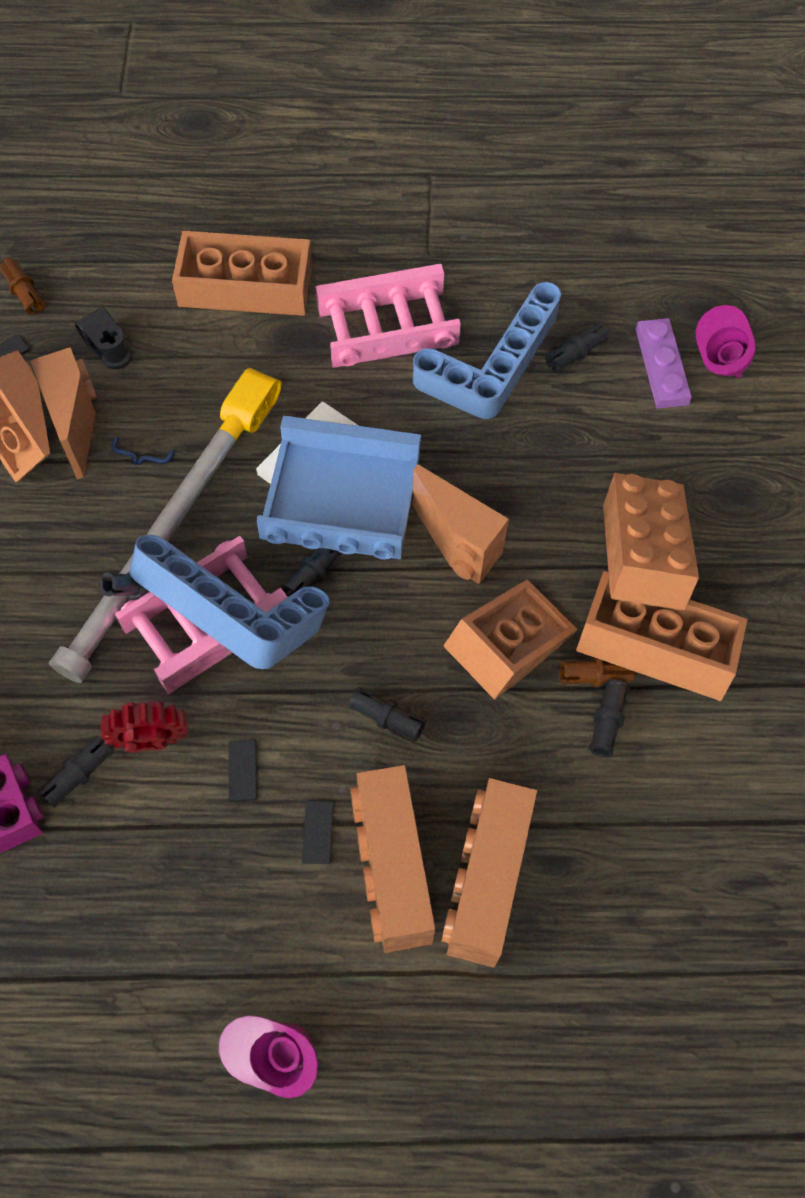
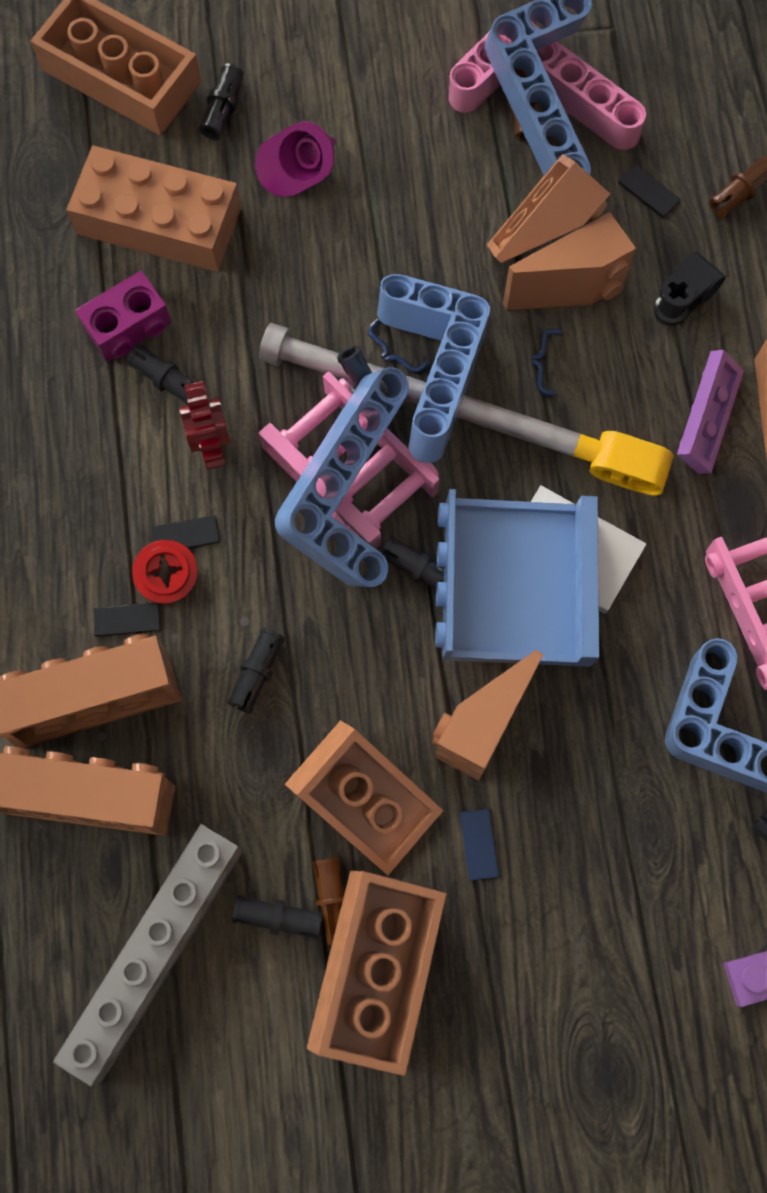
camera: 85 degrees right, 10 degrees up
(99, 576) = (393, 357): none -> dark blue piece
(101, 501) = (461, 325): none -> medium blue beam
(218, 340) = (710, 412): none -> medium lavender plate
(293, 776) = (150, 560): none -> red gear
(555, 559) = (479, 844): none -> dark blue window
(640, 826) = (148, 957): none -> light grey brick
(649, 542) = (493, 947): nougat brick -> none

